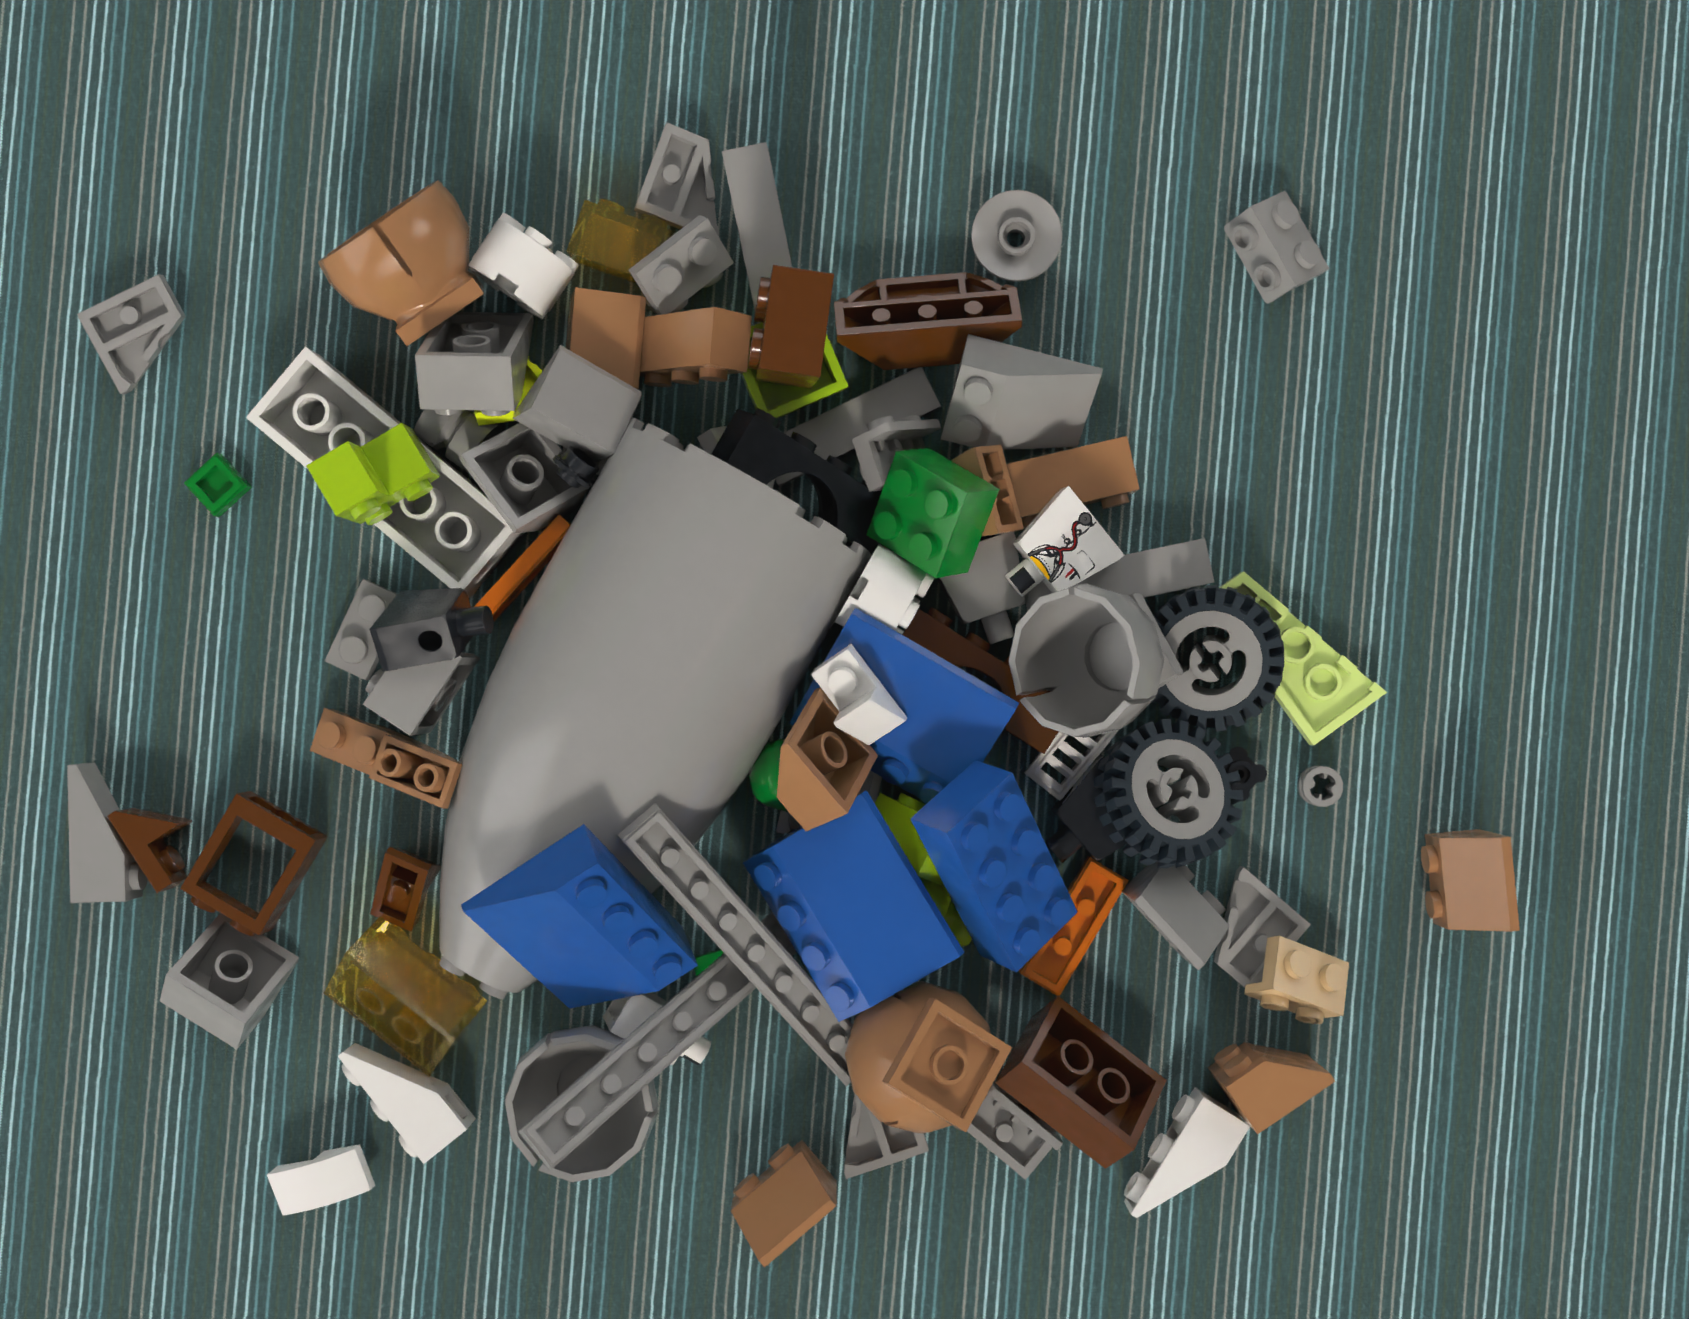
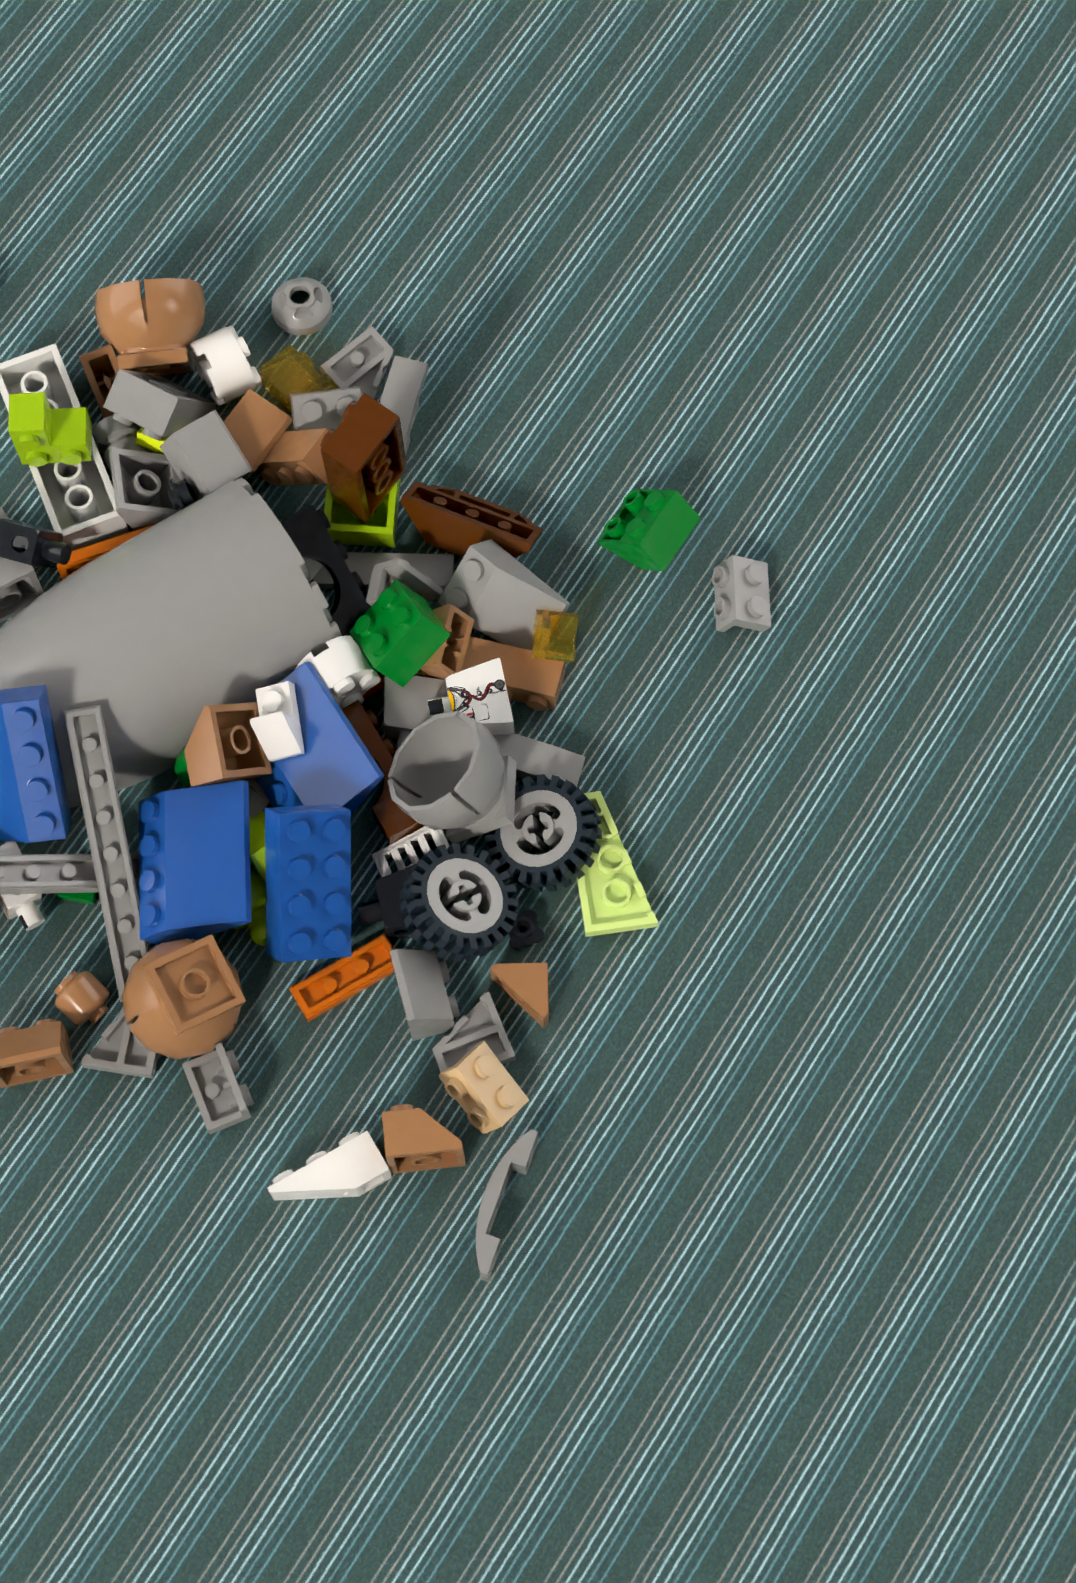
camera: 30 degrees right, 20 degrees down
(386, 355) = (100, 370): none -> medium nougat slope
(575, 151) = (304, 317): none -> light grey piece
(802, 1105) = (82, 997): none -> medium nougat head
(1022, 214) = (564, 489): light grey dish -> none
(1081, 1082) = (285, 1072): reddish brown brick -> none
(1100, 418) = (554, 635): none -> clear yellow panel
(1130, 217) = (649, 528): none -> green slope
(1282, 837) = (526, 986): none -> medium nougat slope
(1333, 789) = (567, 962): light grey bush -> none
(1374, 1033) = (516, 1159): none -> light grey slope
(1470, 881) = (645, 1078): medium nougat slope -> none

